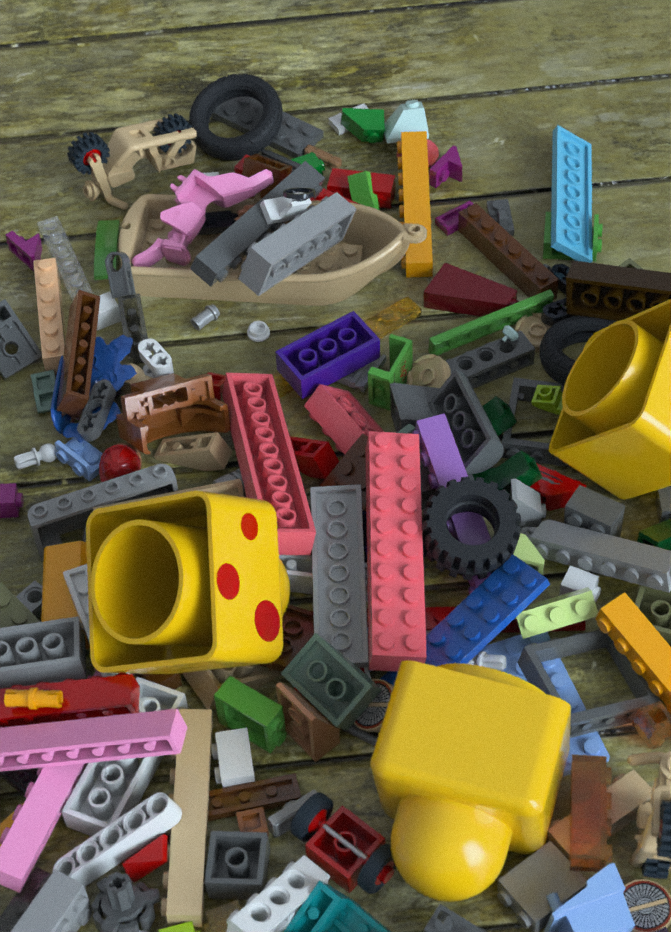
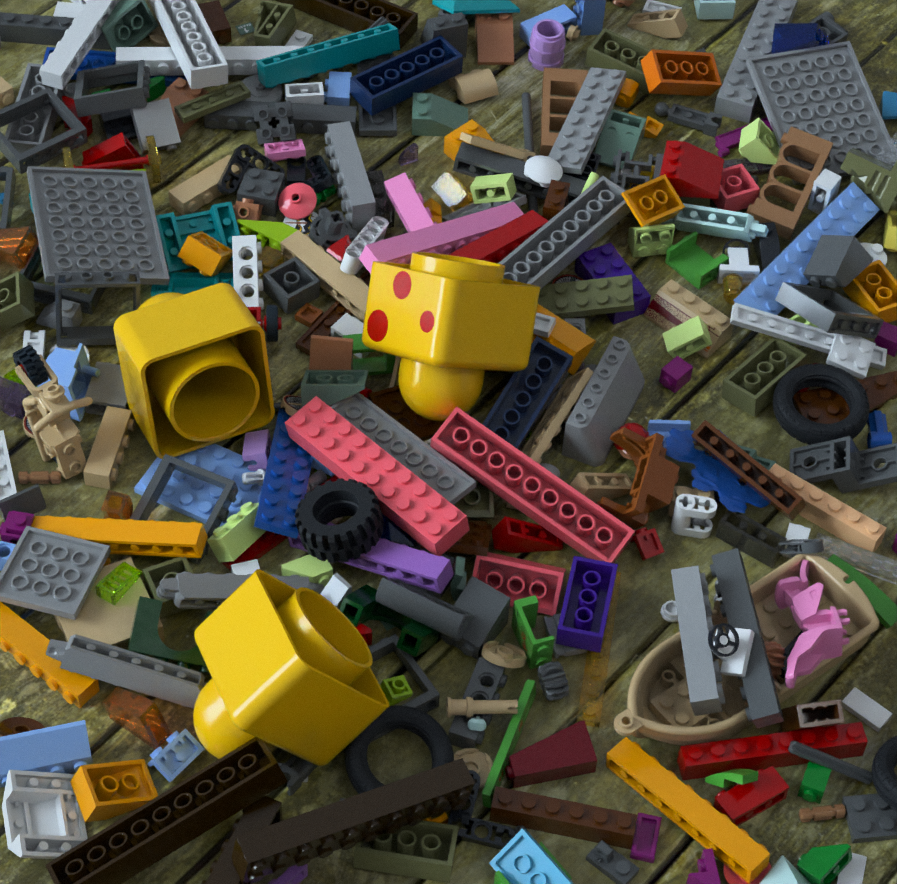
camera: 130 degrees right, 0 degrees up
(33, 698) = (477, 240): light orange pin -> none
(46, 453) = (696, 415): white axle -> none
(91, 424) = (674, 435): dark grey beam -> none
(281, 821) = (290, 334): light grey plate -> none
(415, 329) = (553, 681): none -> dark grey gear
(504, 343) = (469, 707): none -> tan pin
(588, 813) = (113, 425): clear orange brick -> none

